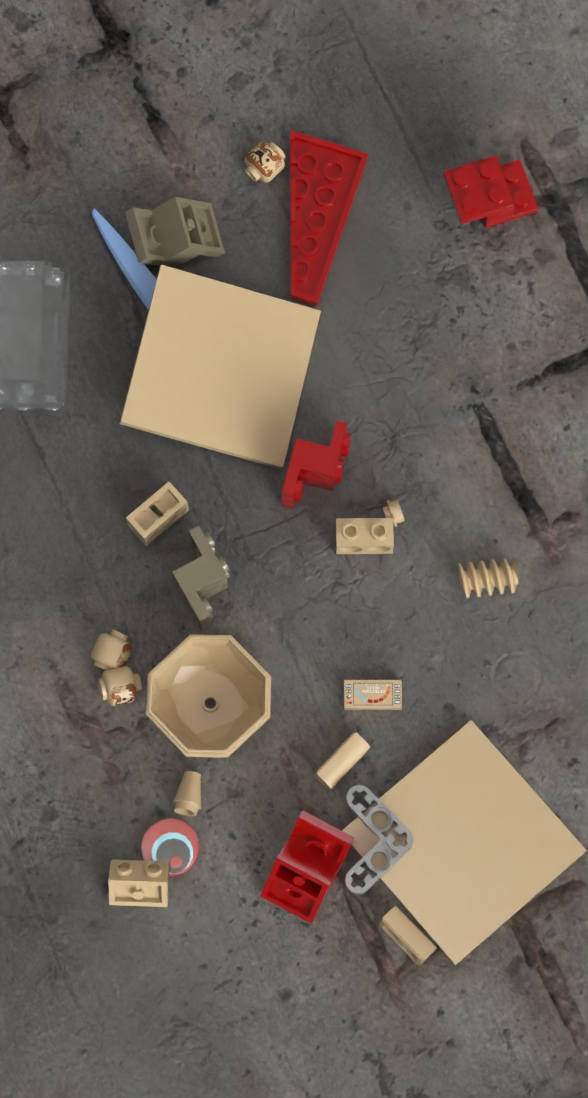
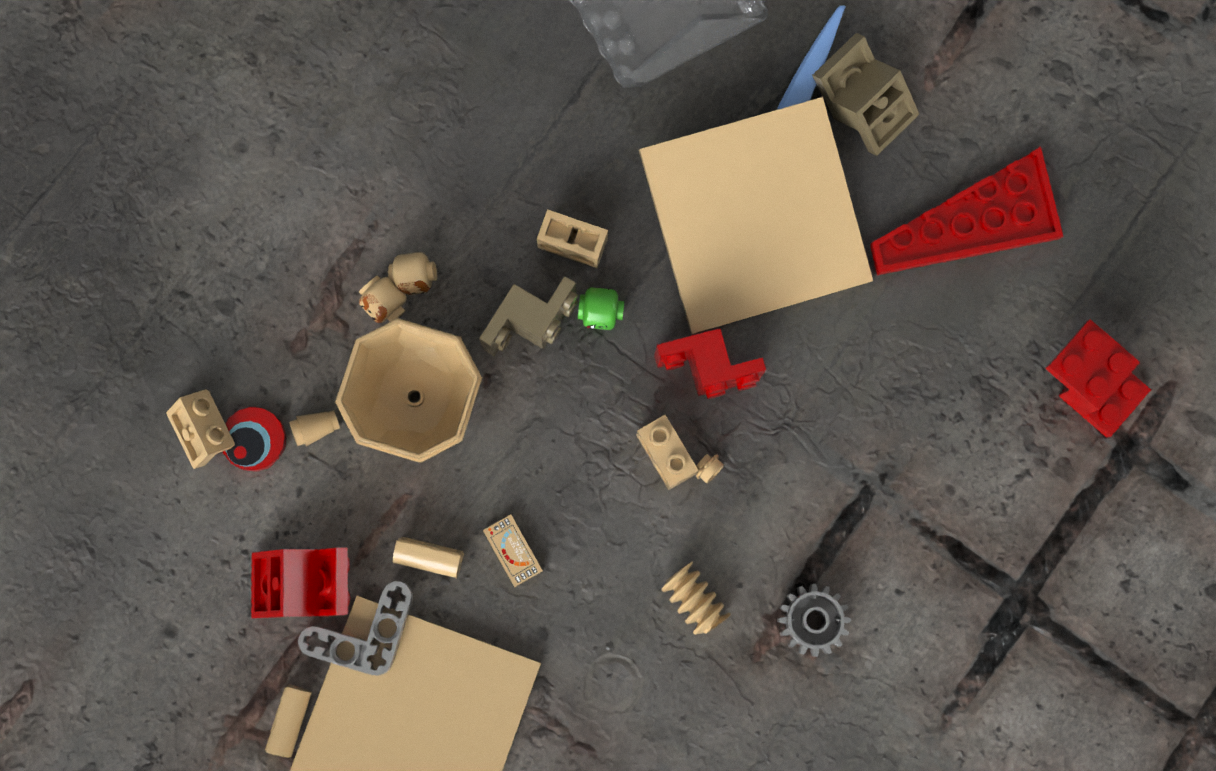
camera: 55 degrees right, 5 degrees up
(223, 524) = (600, 308): none -> bright green head
(264, 162) = (992, 141): tan head -> none
(559, 486) = (831, 615): none -> light grey gear

